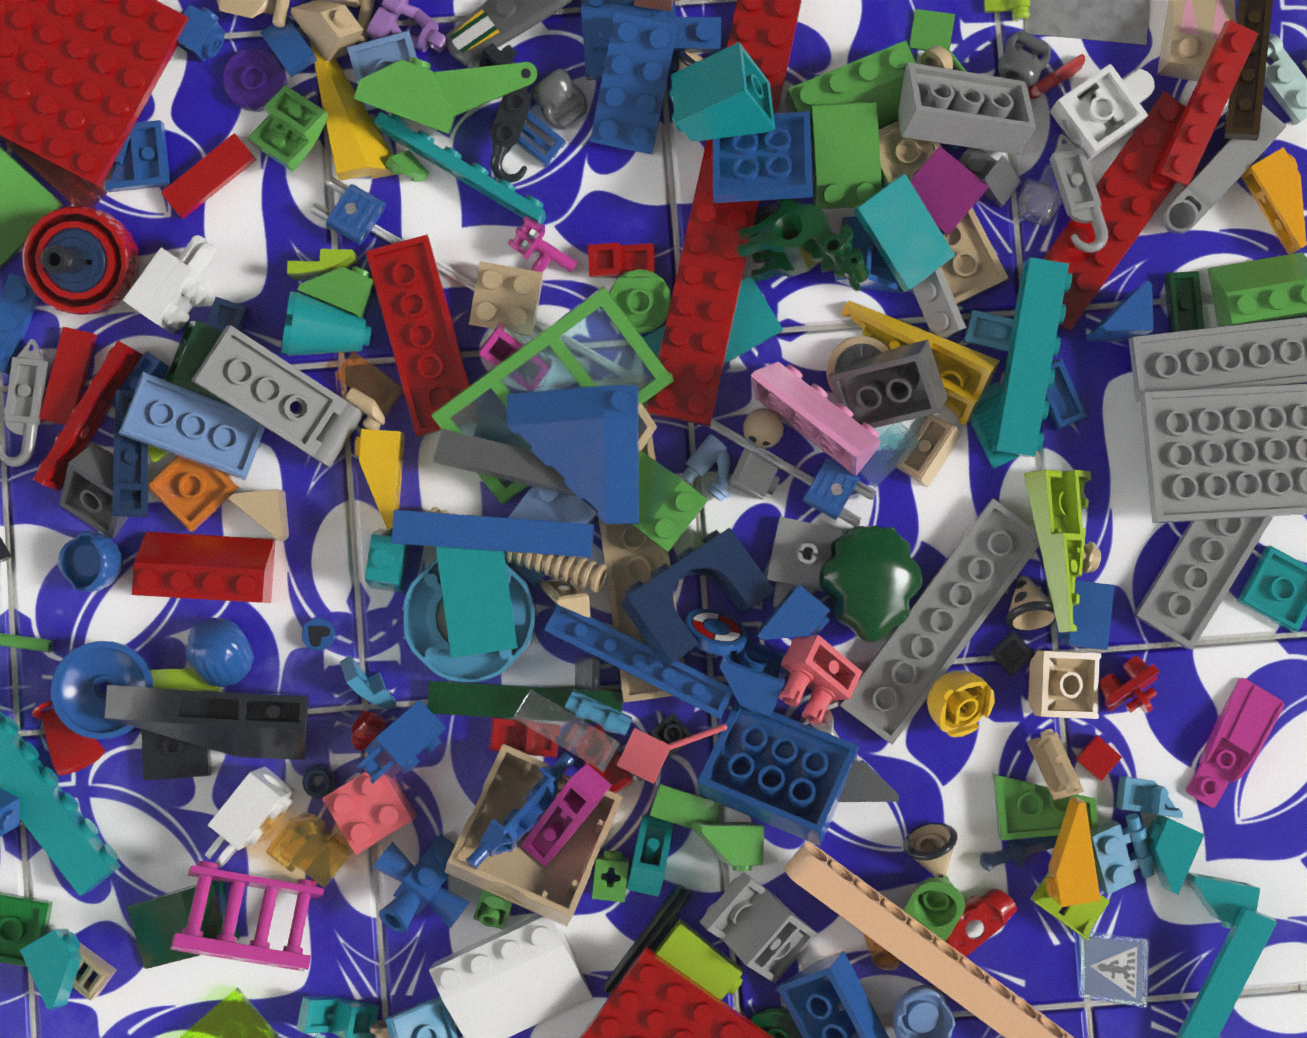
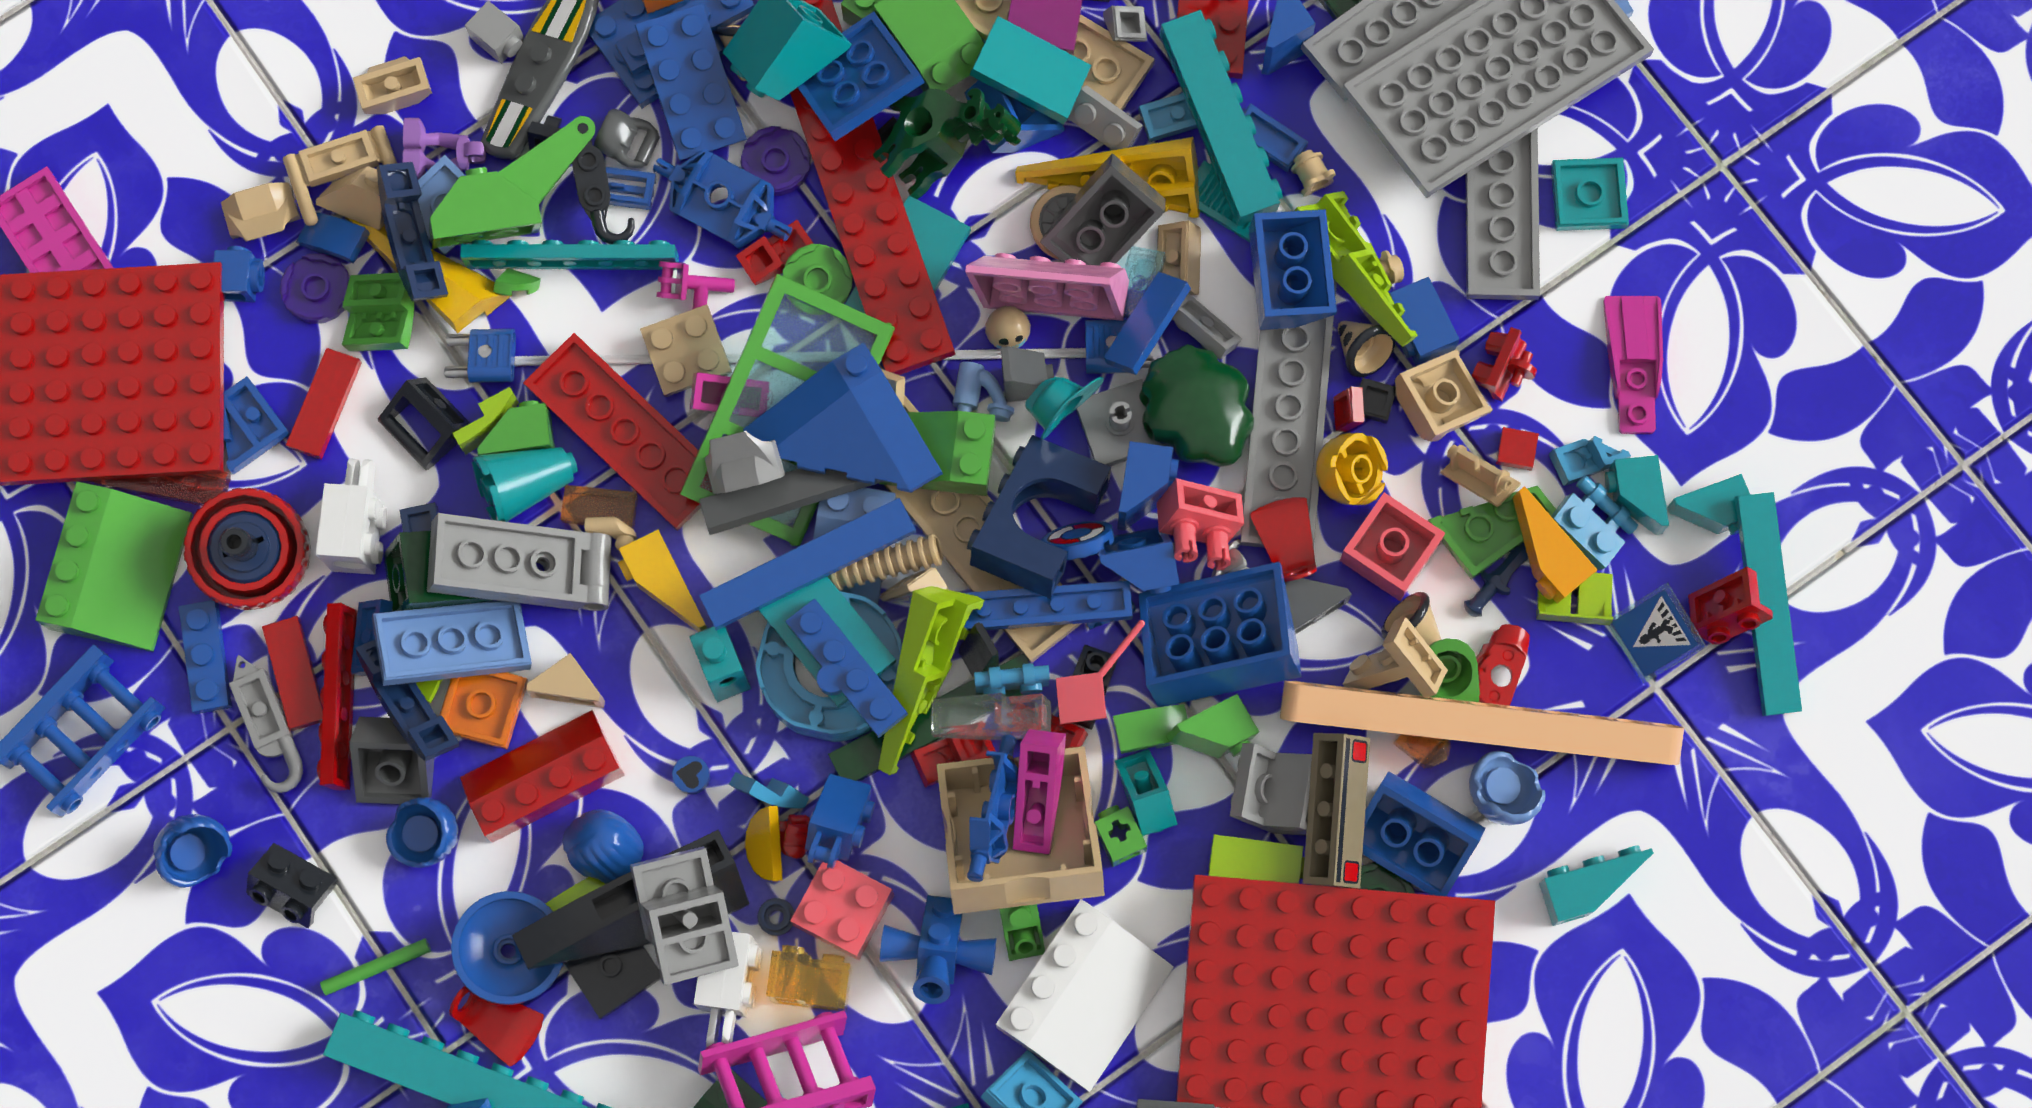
camera: 25 degrees left, 10 degrees down
(236, 756) = (684, 915): none -> light grey bracket
(287, 230) = (435, 409): none -> black tile
(340, 723) = (763, 844): none -> yellow tile
(341, 79) = (407, 232): none -> dark blue slope
(473, 634) = (845, 669): none -> blue hinge
(489, 424) = (742, 462): none -> light grey slope
(551, 649) = (930, 637): none -> lime wedge
(617, 213) = (737, 220): none -> blue plate
(650, 934) = (1193, 865): black axle -> none
(664, 185) = (778, 158): none -> dark purple tile
(762, 511) = (1057, 399): none -> teal piece
(783, 966) = (1336, 810): none -> dark tan brick
(872, 492) = (1147, 323): none -> blue tile
(877, 725) = (1287, 536): none -> red piece
(904, 880) = (1404, 656): none -> tan bracket
(915, 517) = (1205, 327): none -> light grey plate
(953, 781) = (1392, 546): none -> coral brick
(987, 650) = (1348, 409): none -> tile
(1003, 236) = (1126, 23): none -> light grey slope
(1011, 517) = (1291, 268): none -> blue slope
(1075, 443) = (1312, 172): none -> tan brick
(1183, 985) = (1728, 607): none -> red bracket

